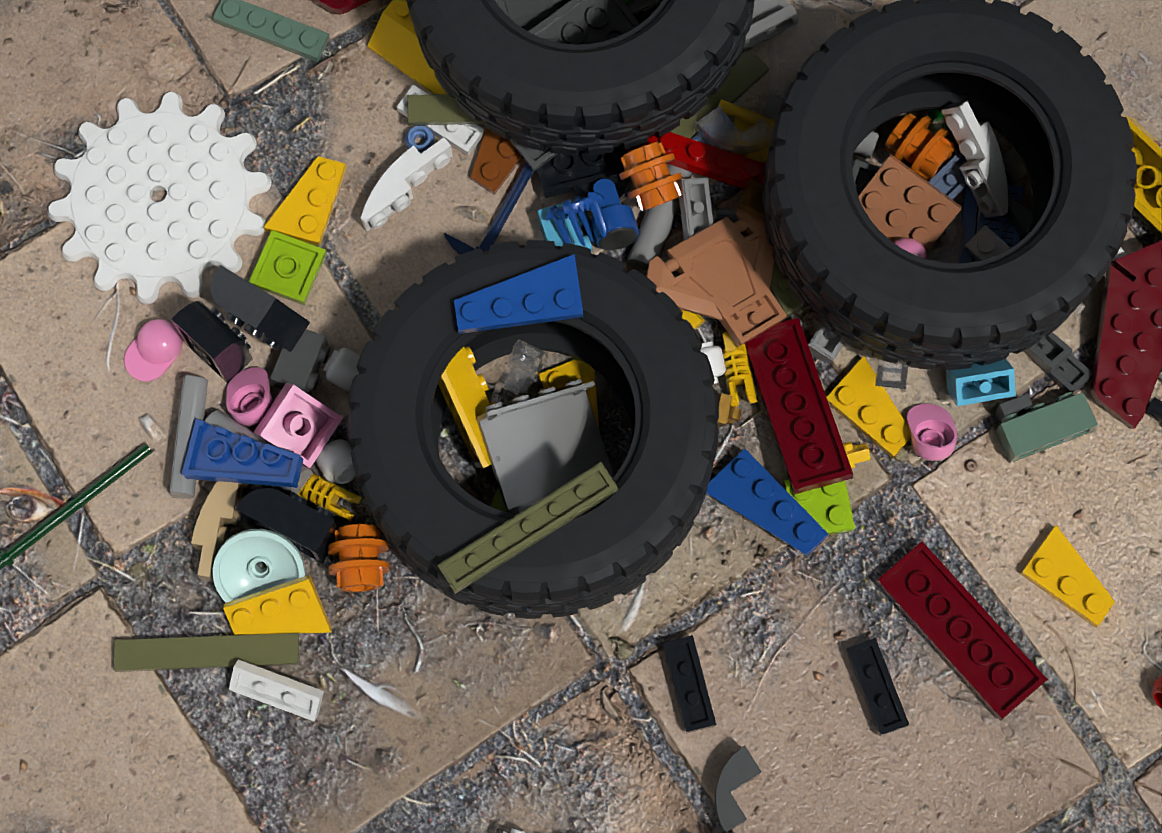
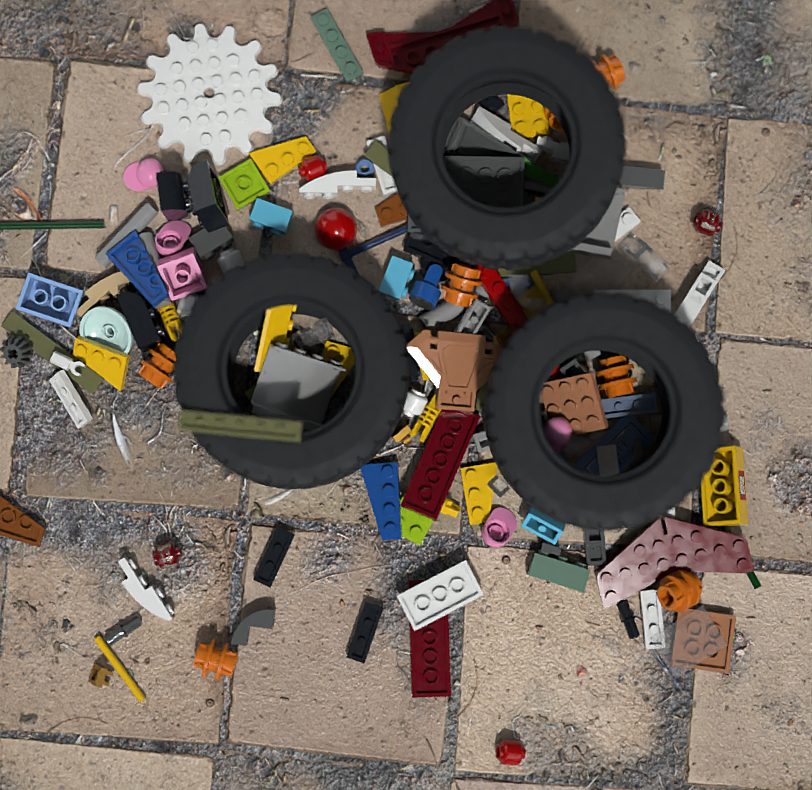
camera: 30 degrees right, 10 degrees up
(148, 689) = (19, 358): none -> dark grey gear
(154, 587) = (49, 300): none -> light blue brick
(236, 648) = (66, 362): none -> white bar
(352, 280) = (271, 217): none -> medium azure brick
(356, 185) = (312, 168): none -> red head
(441, 233) = (336, 228): none -> red piece
(527, 299) = (335, 309): blue wing -> none
(554, 787) = (166, 555): none -> dark red head
(579, 206) = (413, 272): blue piece -> none
(931, 565) = (440, 595): none -> white plate
(984, 166) = (639, 414): white slope -> none
(1068, 579) = (504, 651): yellow wing -> none

